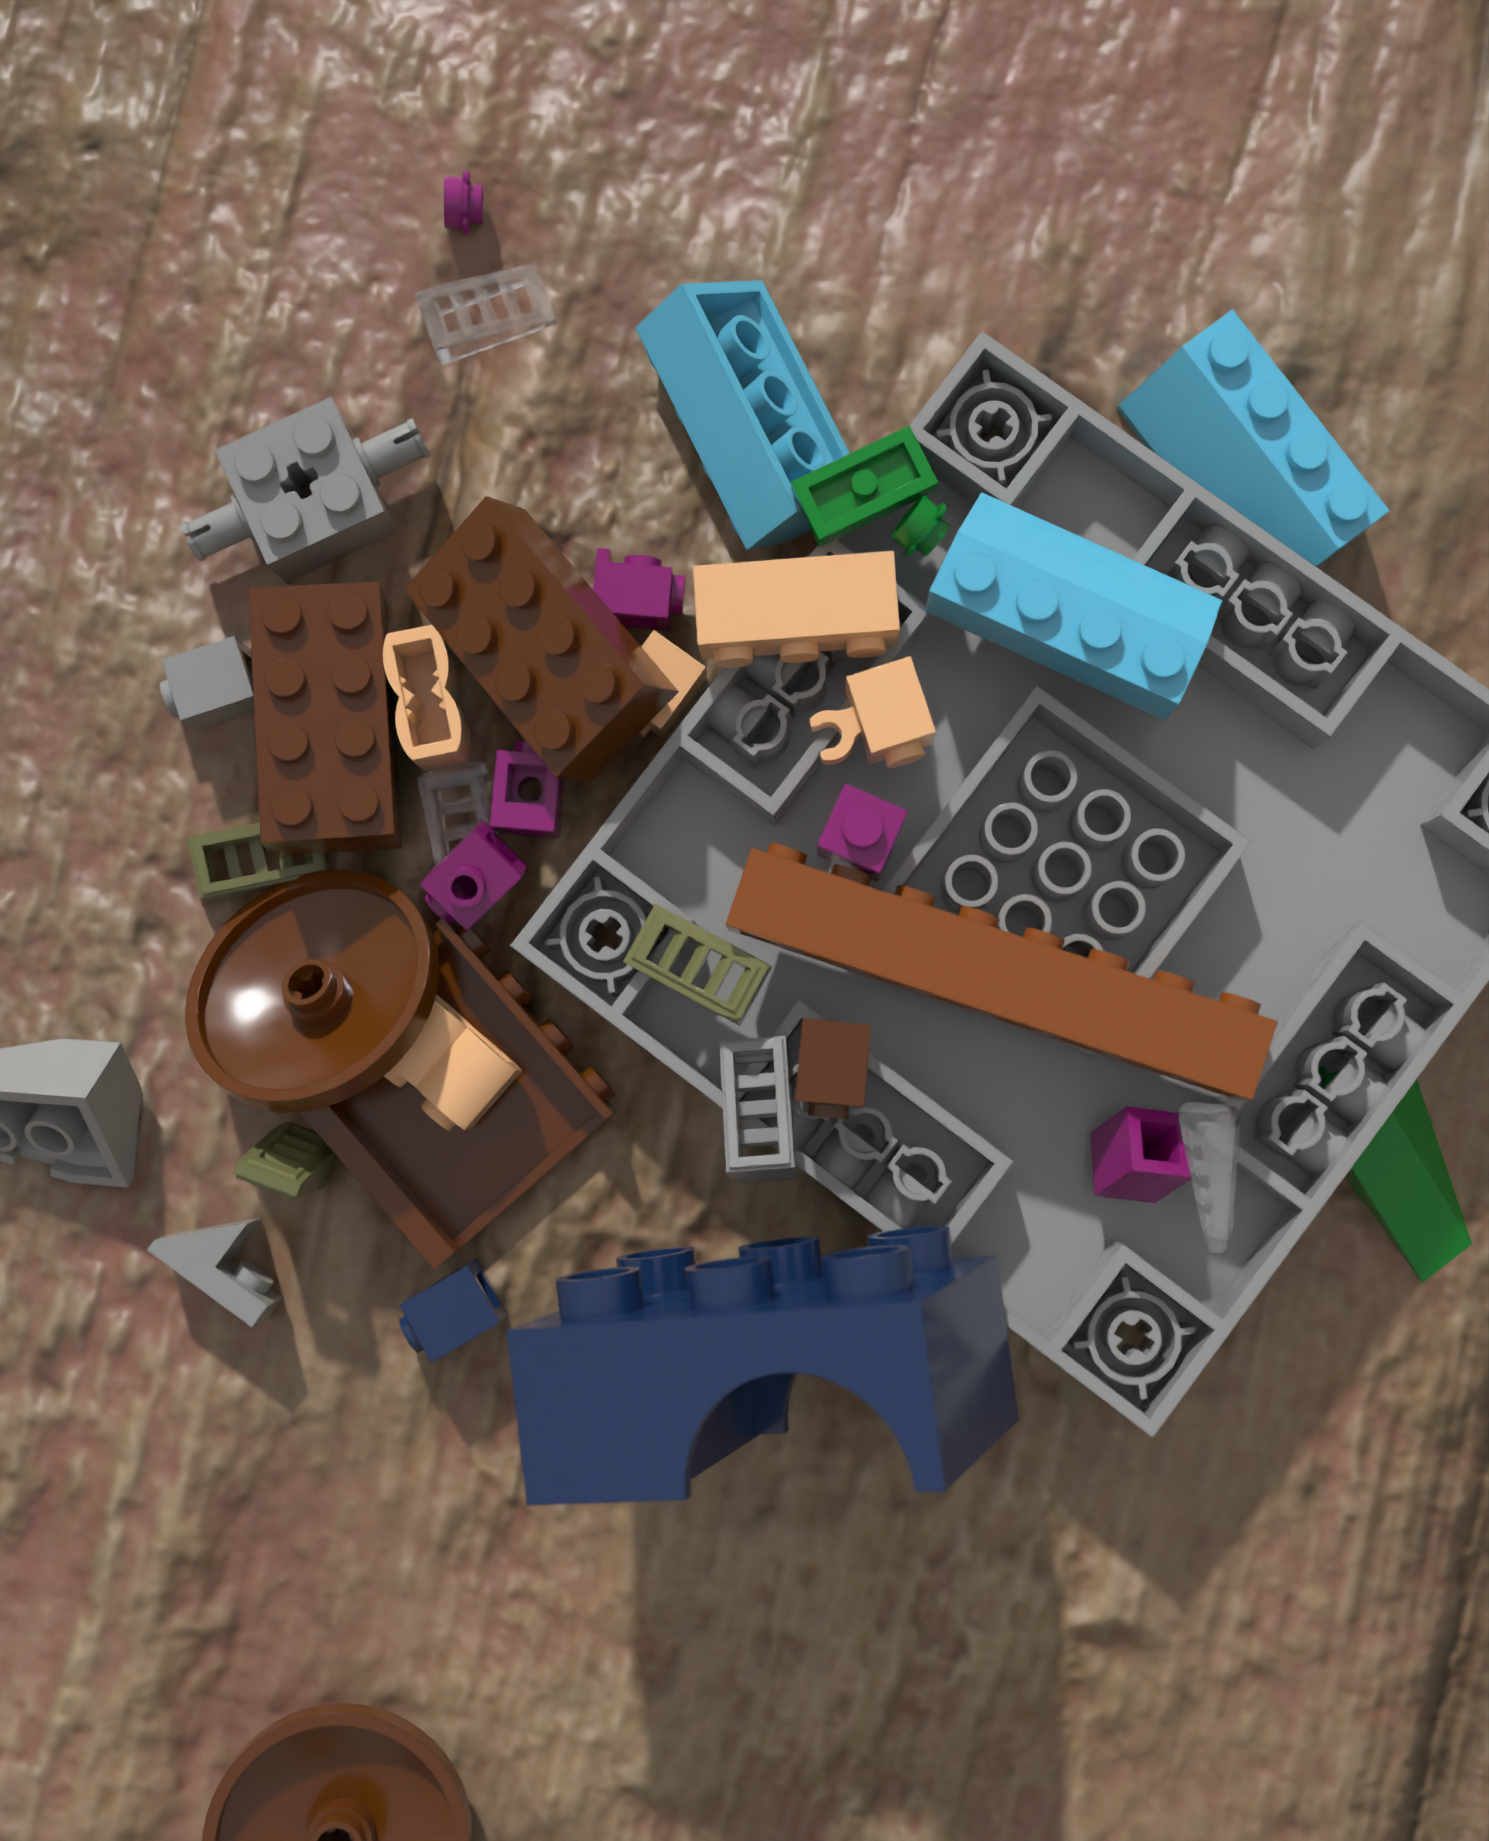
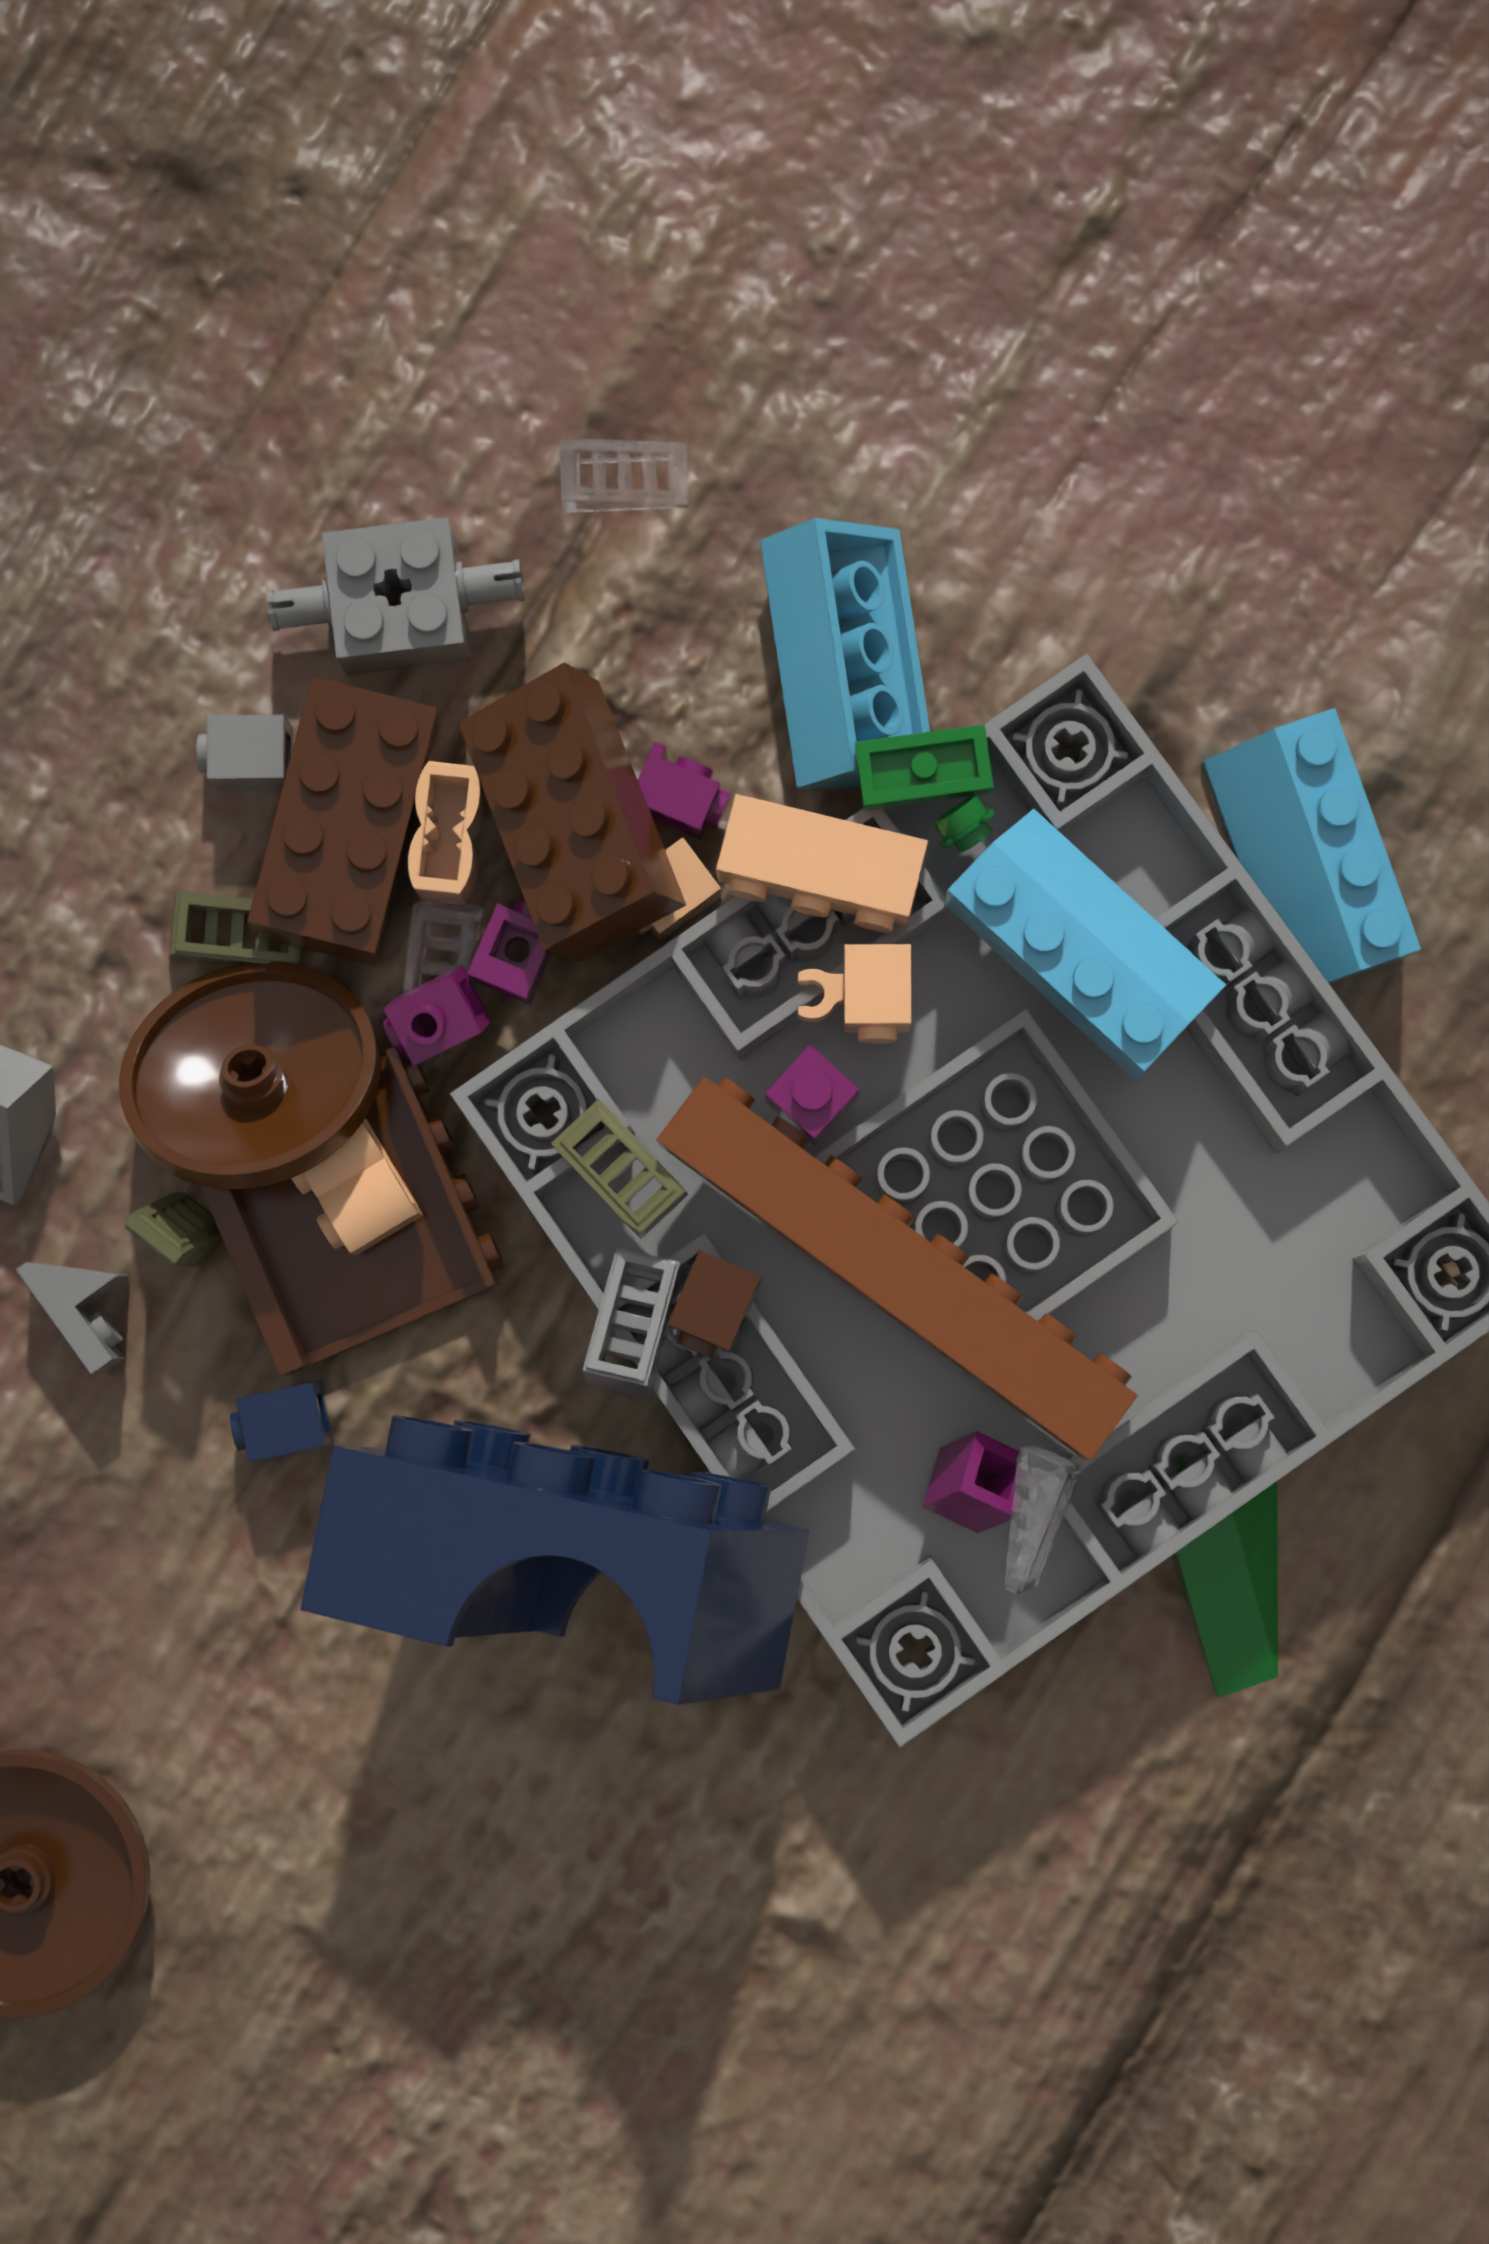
camera: 15 degrees right, 0 degrees up
(462, 203) = (634, 364): magenta plate -> none

